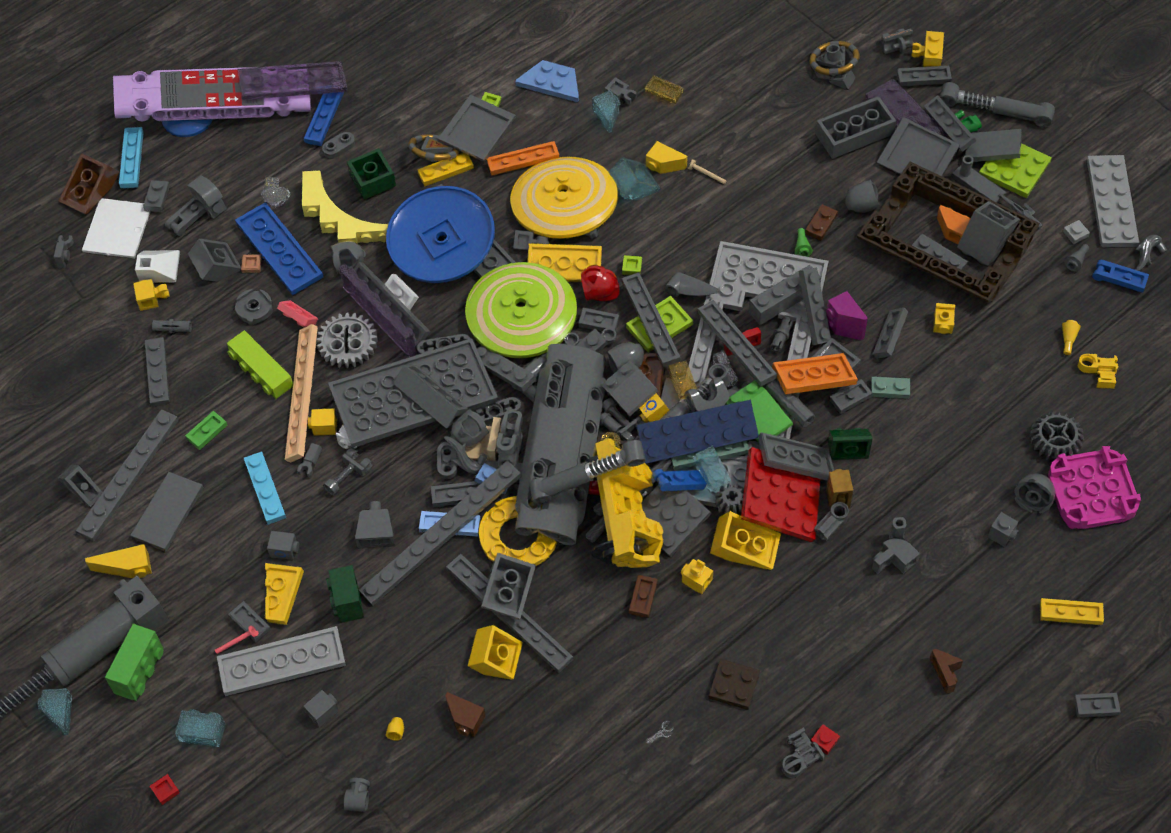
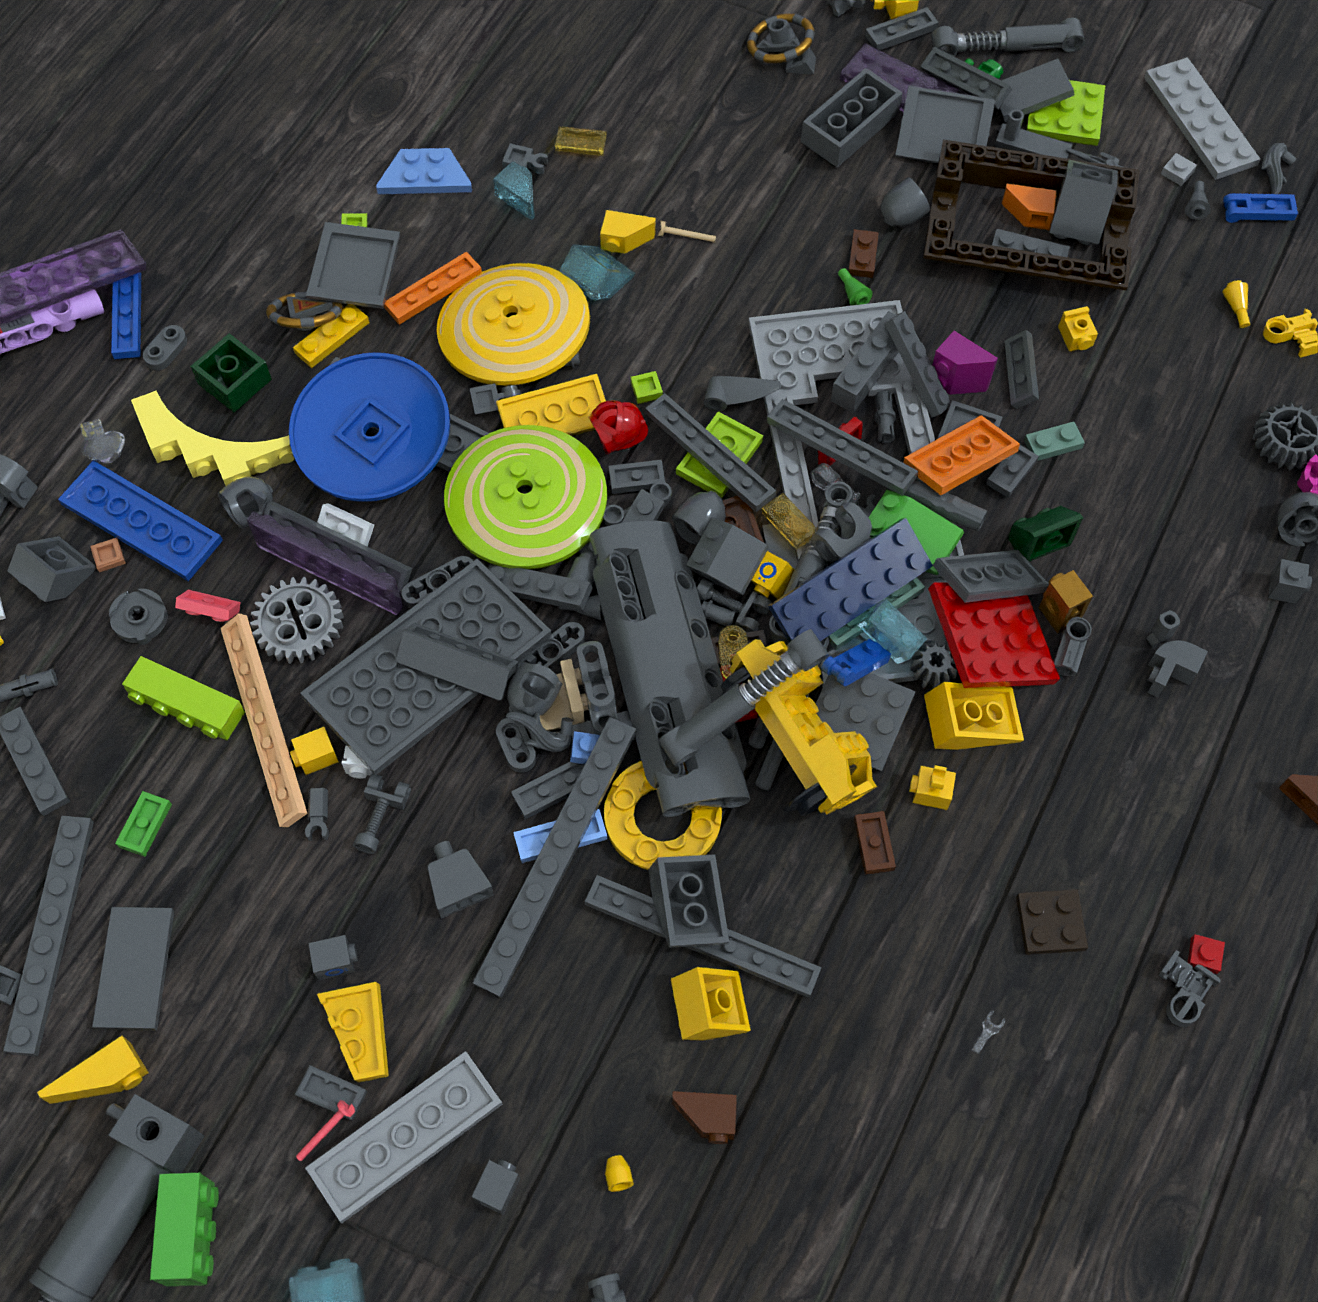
camera: 25 degrees left, 5 degrees up
(264, 488) = (267, 879): medium azure plate -> none
(344, 594) = (457, 993): dark green brick -> none

